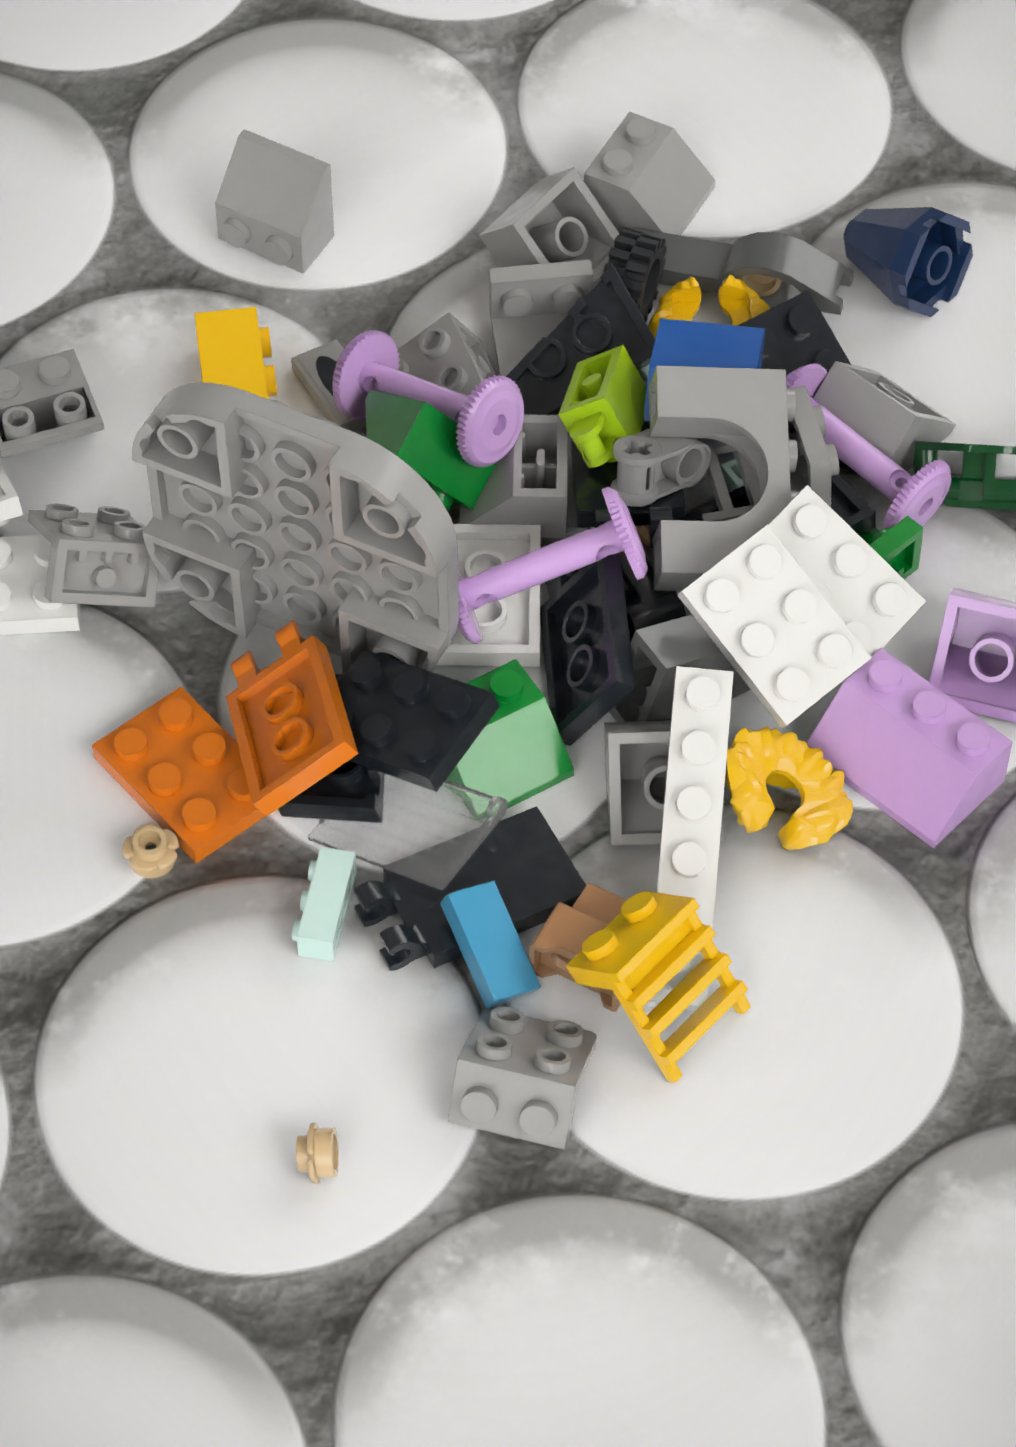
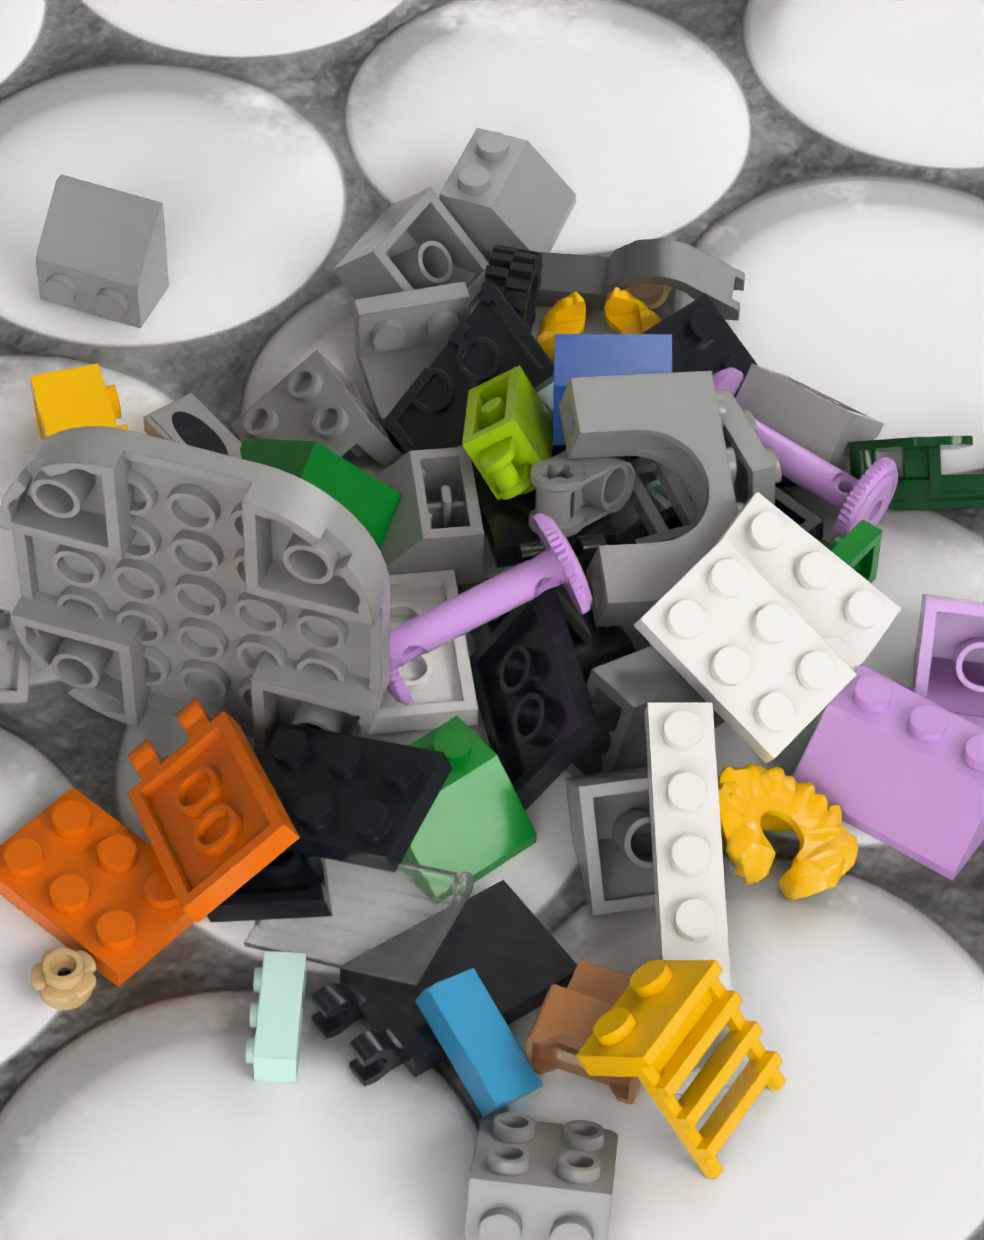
camera: 10 degrees left, 5 degrees down
(486, 419) = (384, 456): lavender hose -> none
(910, 254) = (803, 249): dark blue cone -> none

